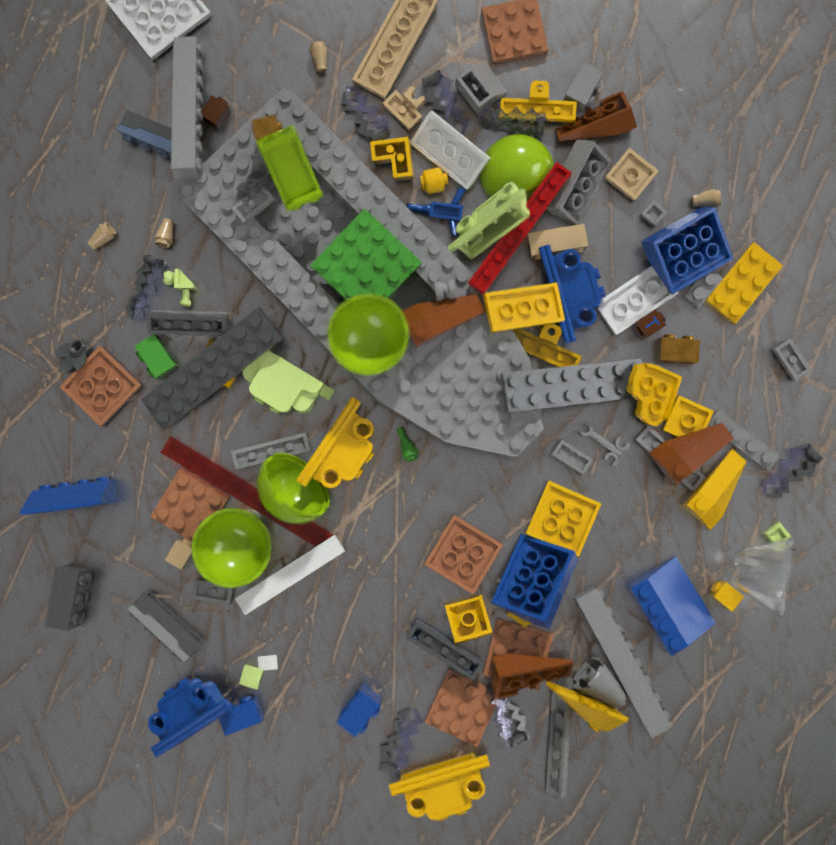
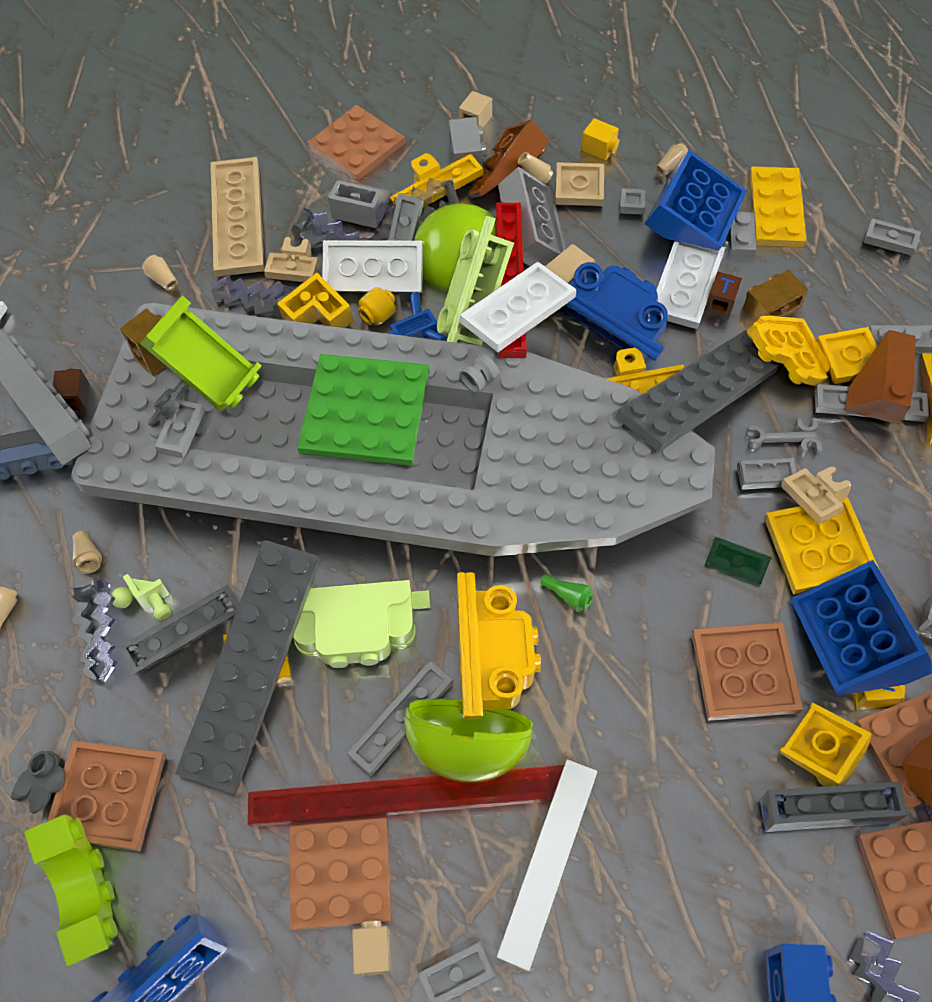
camera: 30 degrees left, 25 degrees down
(62, 430) = (78, 884): none -> lime brick
(156, 357) = (163, 703): bright green brick -> none
(231, 548) = (441, 876): lime piece -> none
(368, 334) = (427, 459): lime piece -> none
(436, 318) = (492, 413): dark orange wedge -> none
(495, 127) = (406, 218): none -> light grey plate
(501, 260) = (517, 306): none -> white plate
(513, 492) = (738, 559): none -> clear green slope
(523, 307) = (580, 343): yellow plate -> none
(583, 491) = (817, 494): none -> tan plate
(611, 62) = (476, 106): none -> tan brick
(611, 145) = (535, 167): none -> tan cone
(674, 148) = (600, 139): none -> yellow brick

